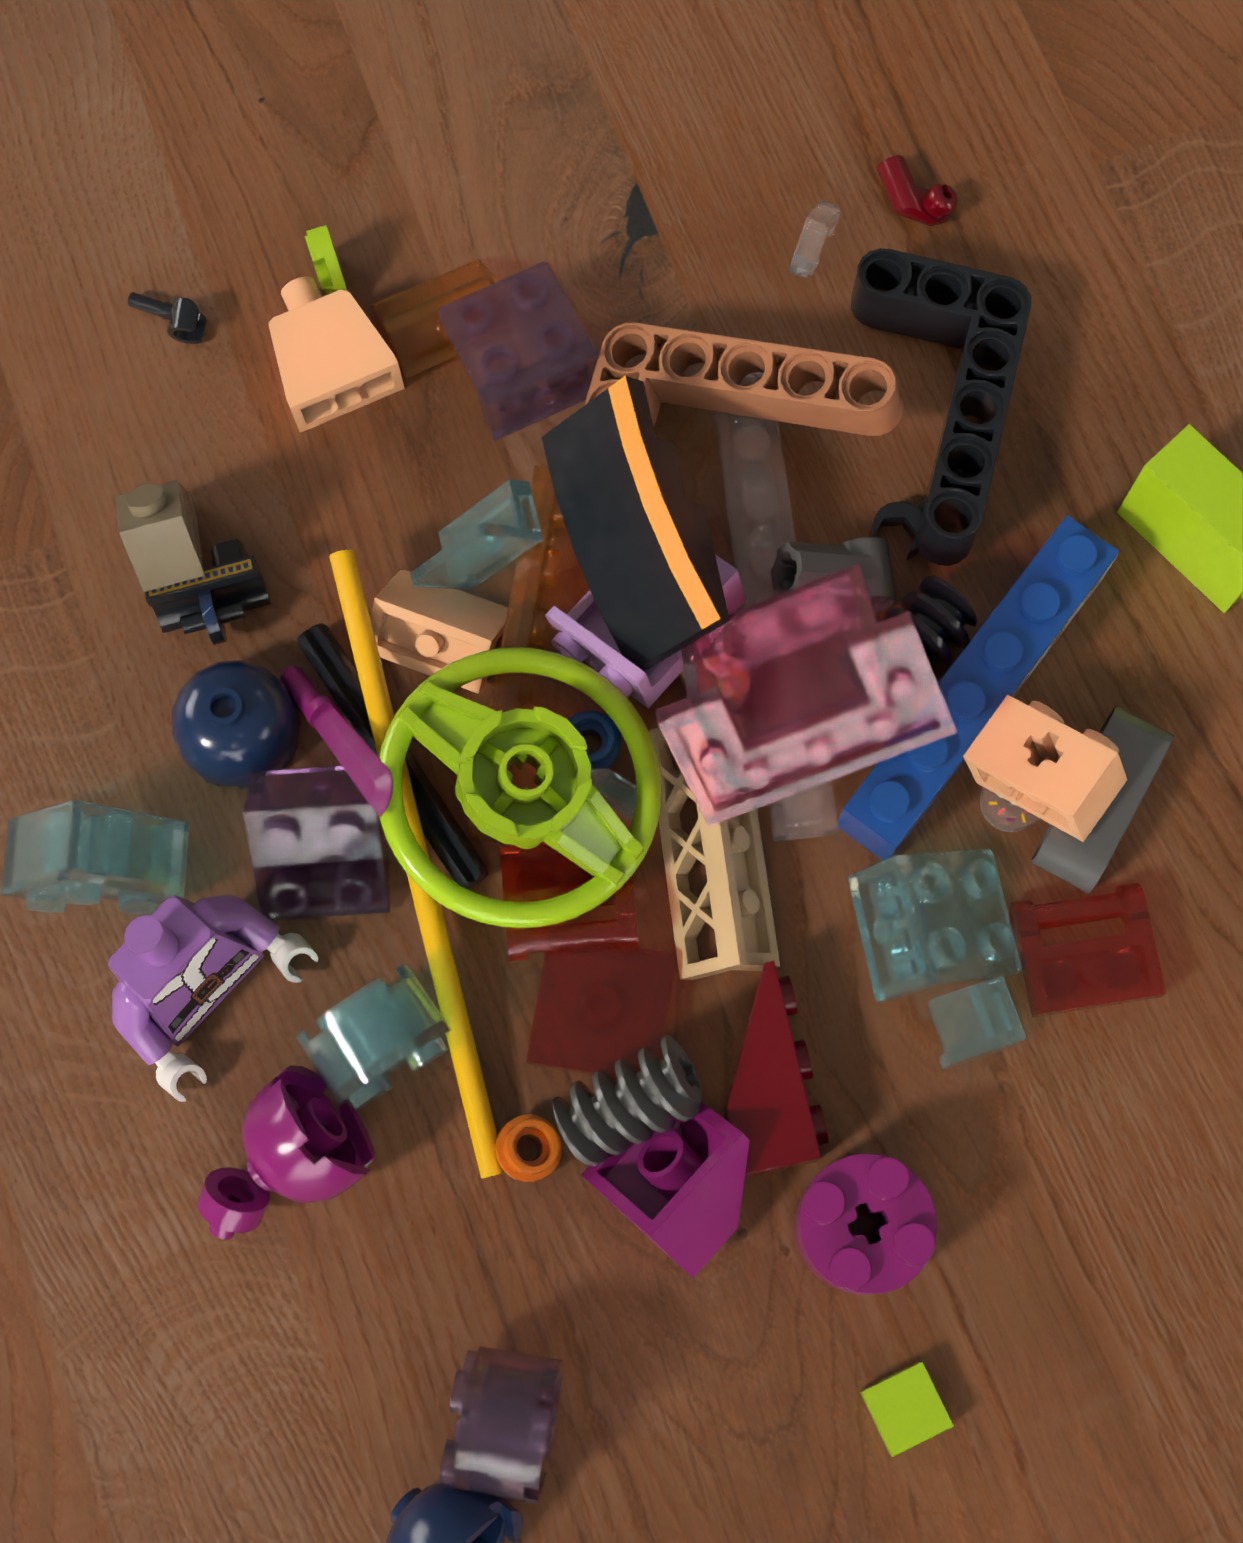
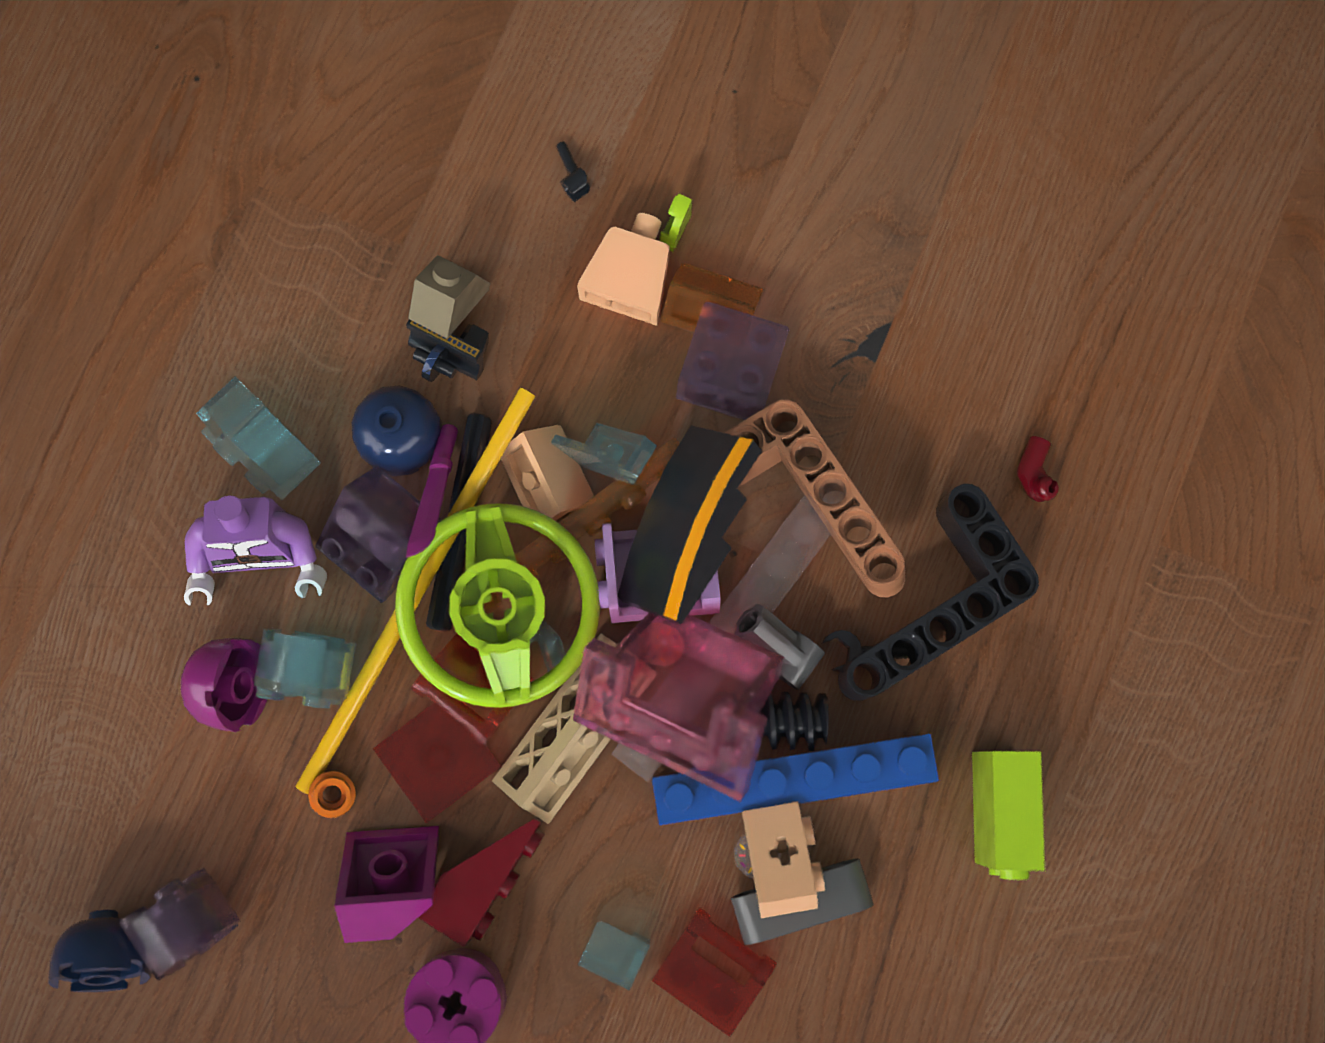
camera: 40 degrees right, 5 degrees up
(232, 1202) = (161, 679): magenta tile -> none
(605, 729) = (552, 604): blue plate -> none
(632, 1106) = (397, 822): dark grey piece -> none
(817, 226) = (954, 444): clear tile -> none
(933, 921) = (648, 881): clear light blue bracket -> none

